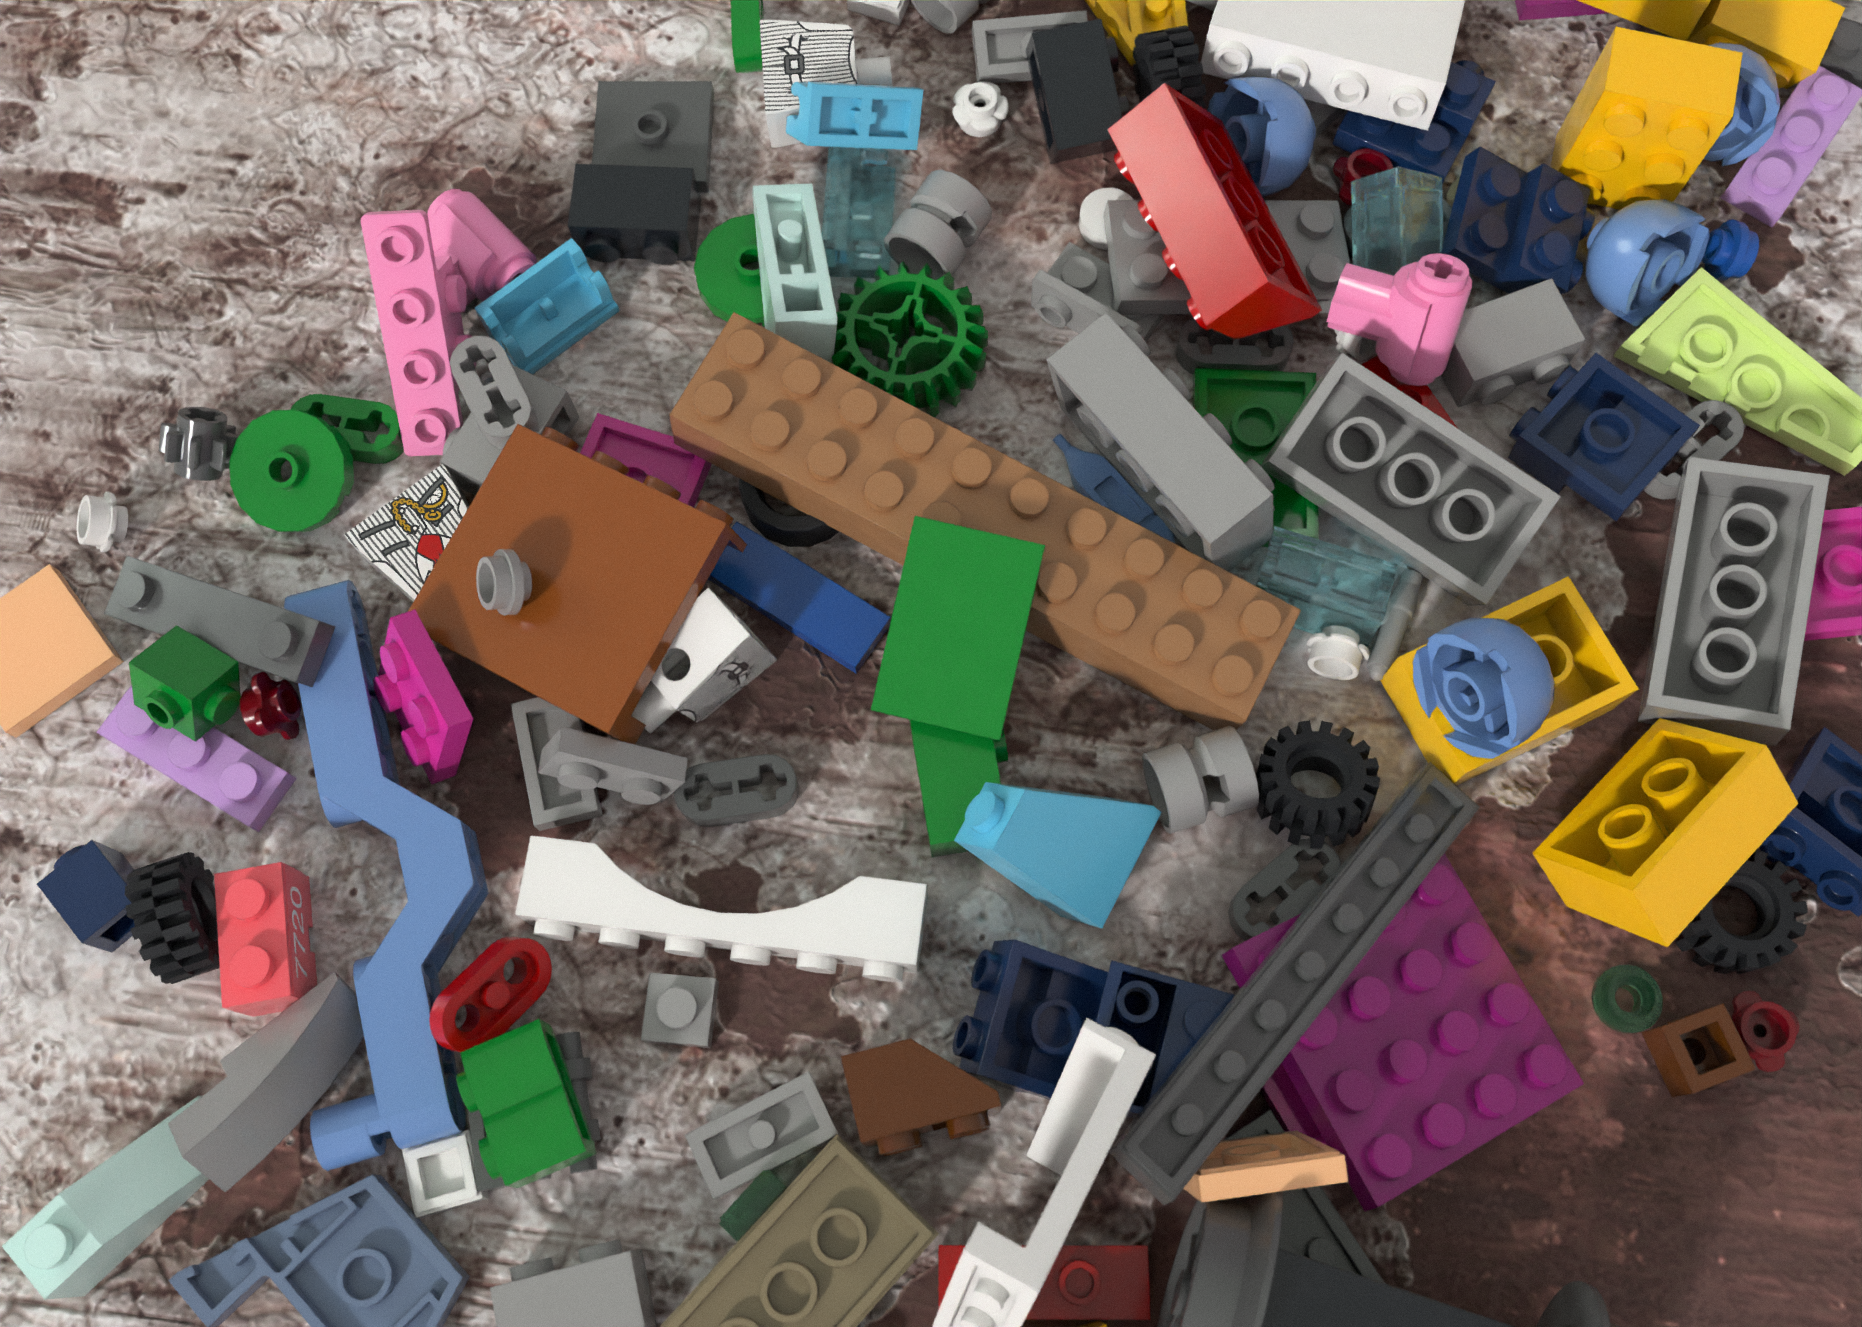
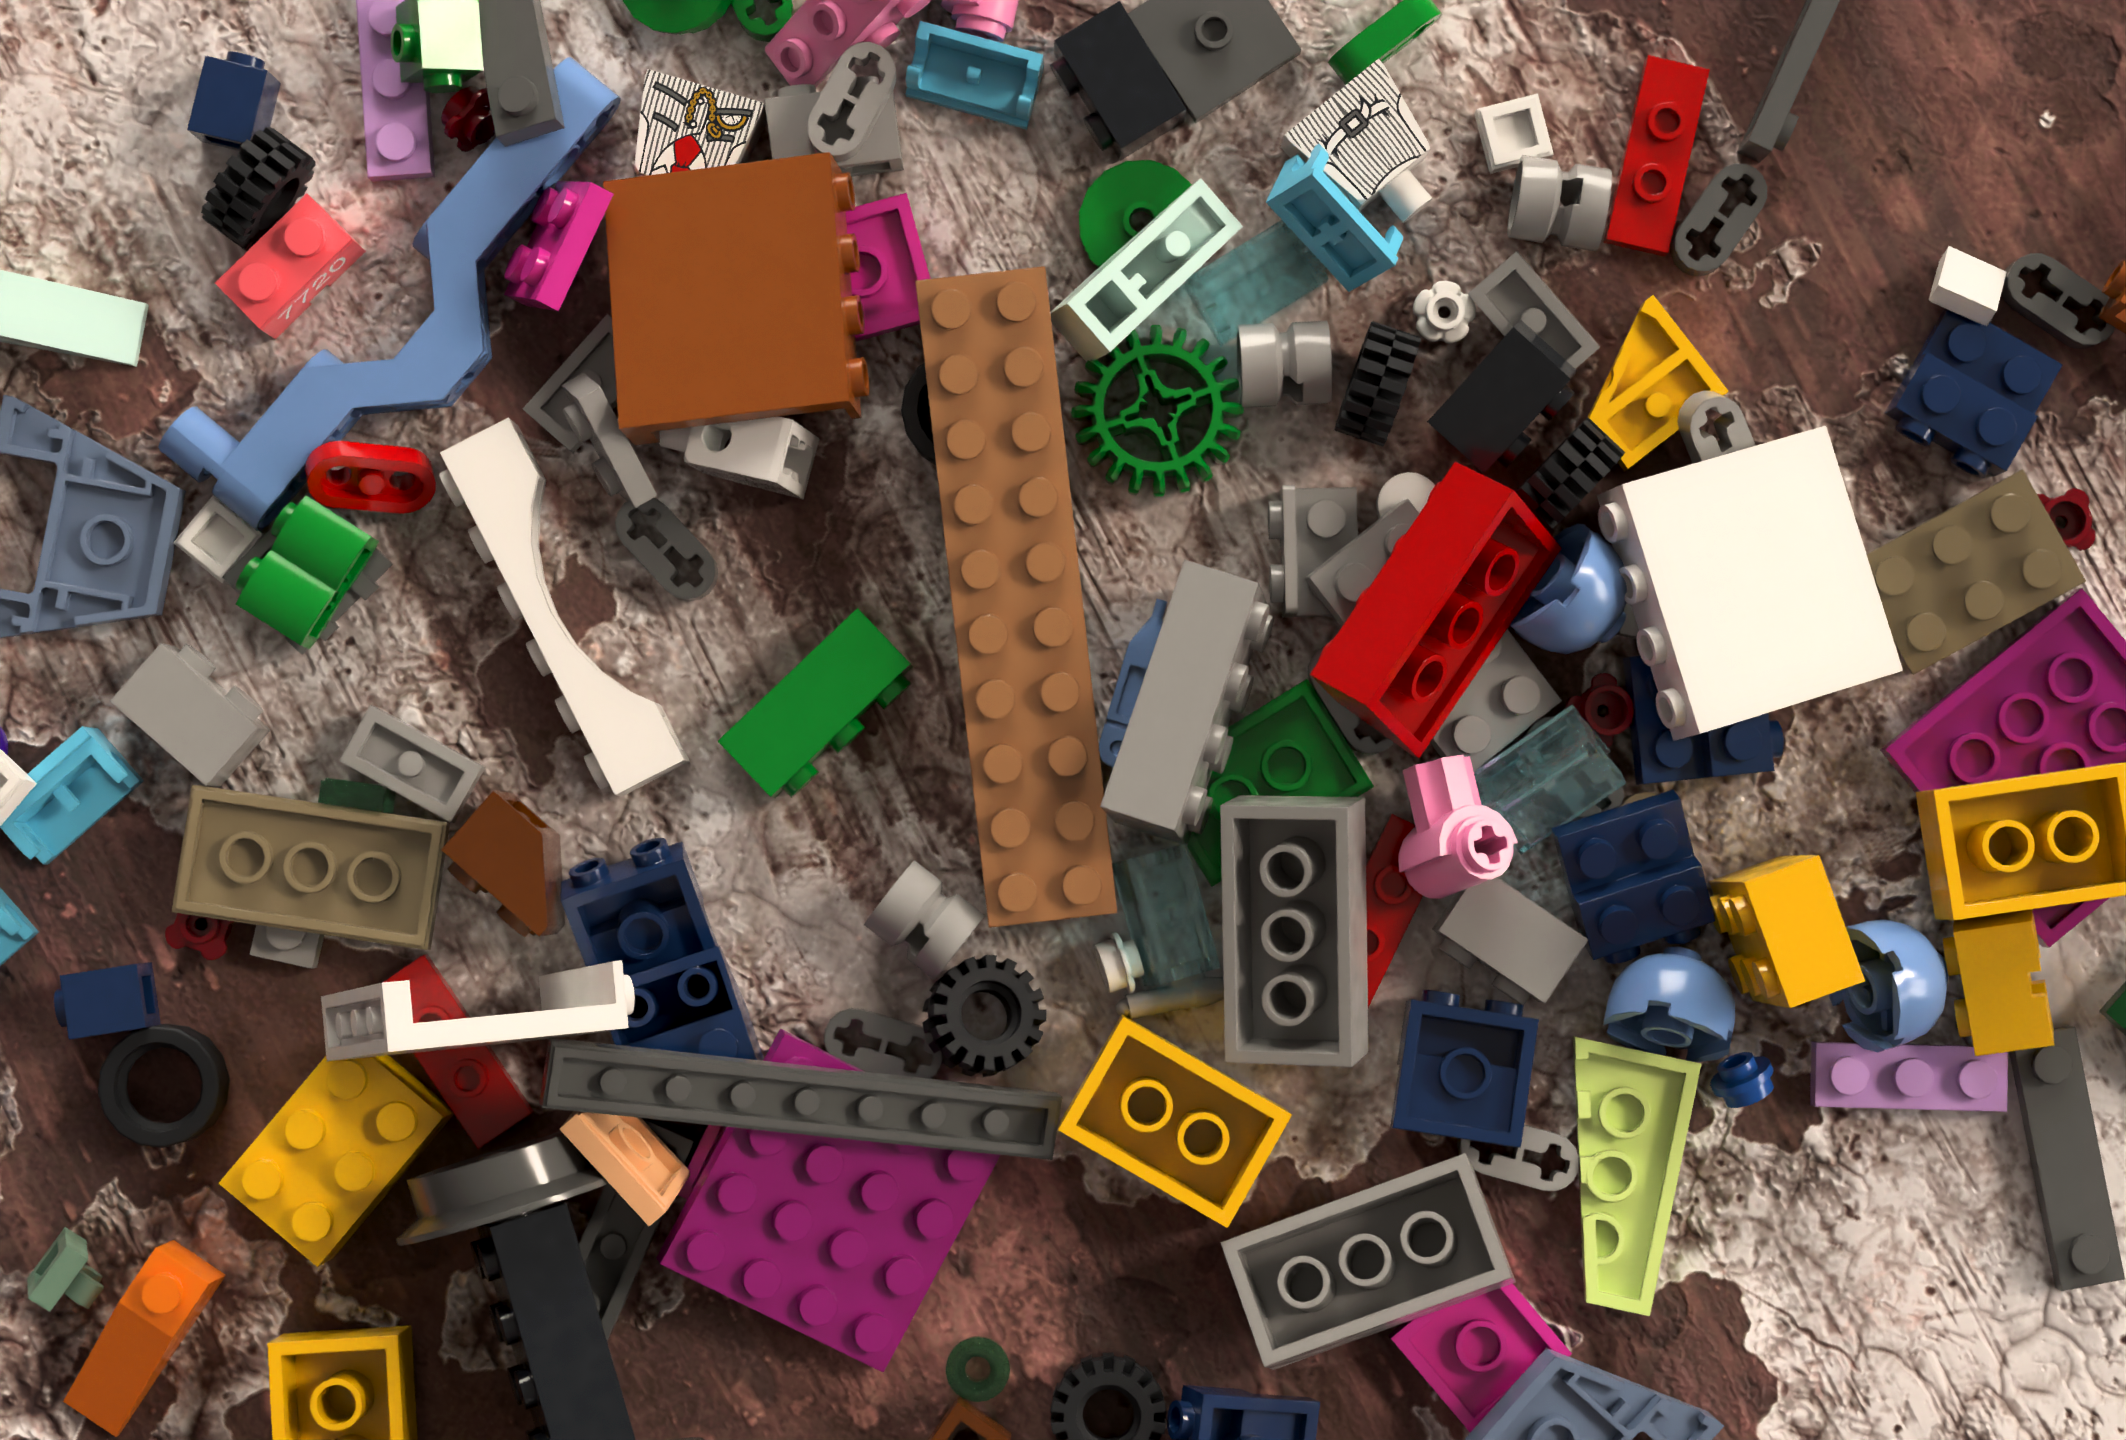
camera: 50 degrees right, 15 degrees up
(270, 1084) = (190, 361): light grey slope -> none
(503, 582) = (680, 252): light grey plate -> none
(680, 1010) = (463, 630): light grey plate -> none
(800, 599) = (865, 485): blue tile -> none
(958, 627) = (900, 645): green tile -> none
(1004, 166) = (1377, 383): none -> black tyre
(1059, 845) = (791, 843): medium azure slope -> none
(1486, 683) = (1133, 1104): medium blue cylinder -> none
(1666, 829) = (1123, 1315): yellow brick -> none

